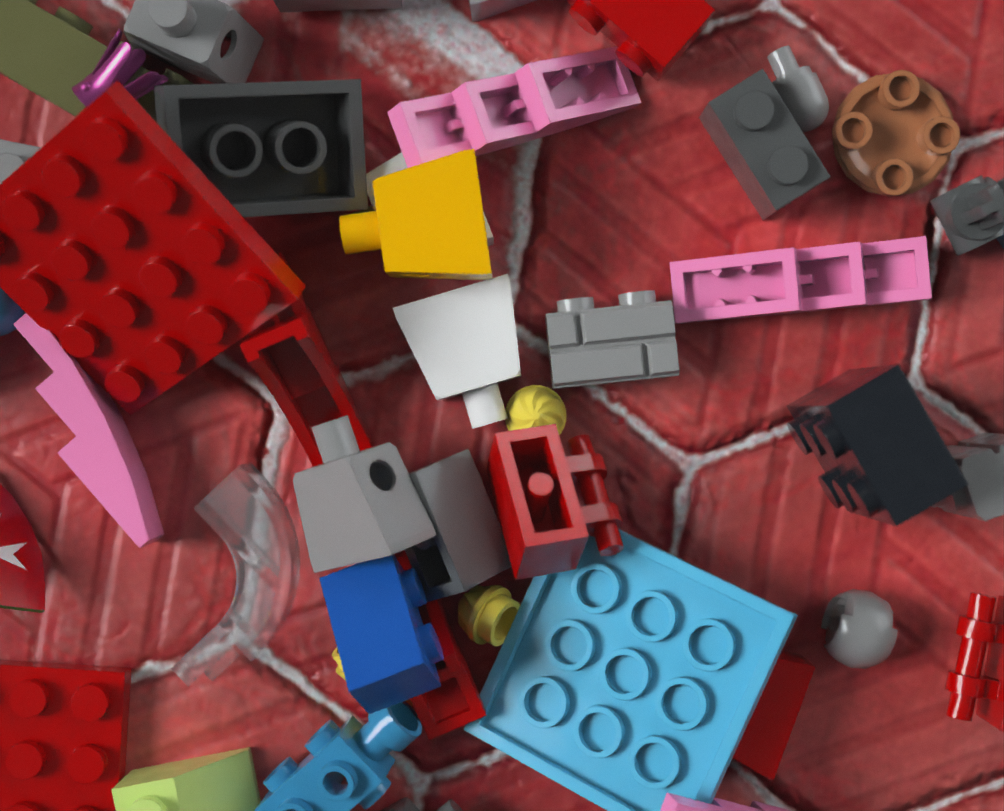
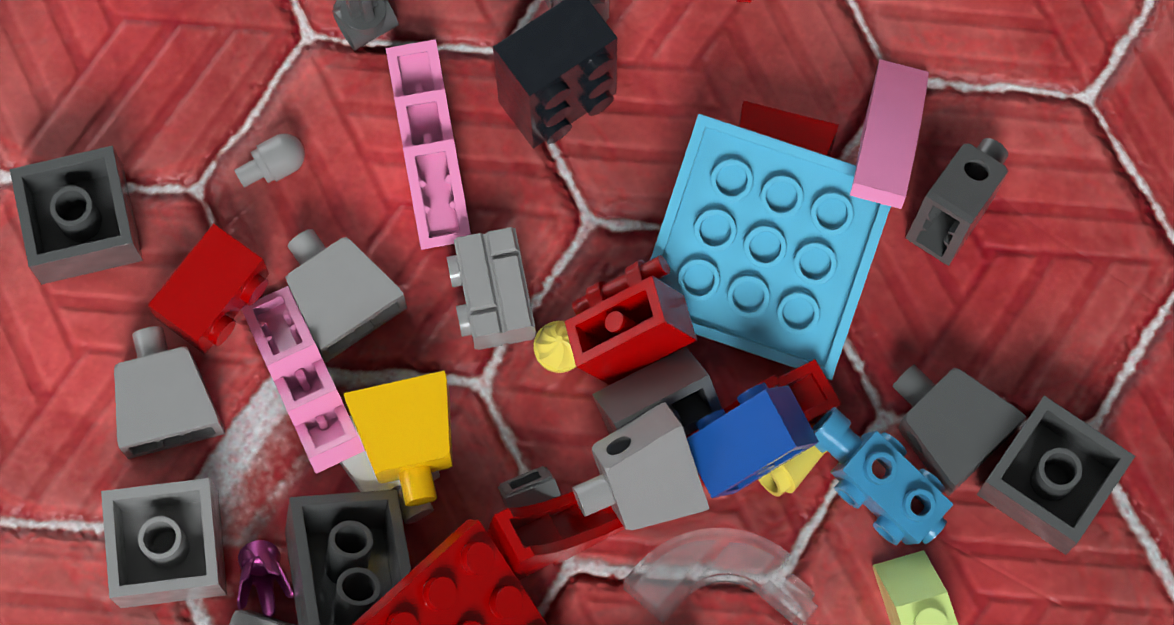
camera: 95 degrees left, 15 degrees down
(306, 48) = (261, 566): none -> flat silver piece
(363, 364) = (529, 488): none -> dark grey tile
(466, 344) = (505, 406): white torso -> none
(487, 614) = (731, 369): light yellow plate -> none
(623, 158) = (340, 292): none -> light grey torso
(763, 144) = (320, 180): dark grey brick -> none
(859, 629) = (710, 72): light grey piece -> none
(894, 134) = (302, 82): nougat dish -> none

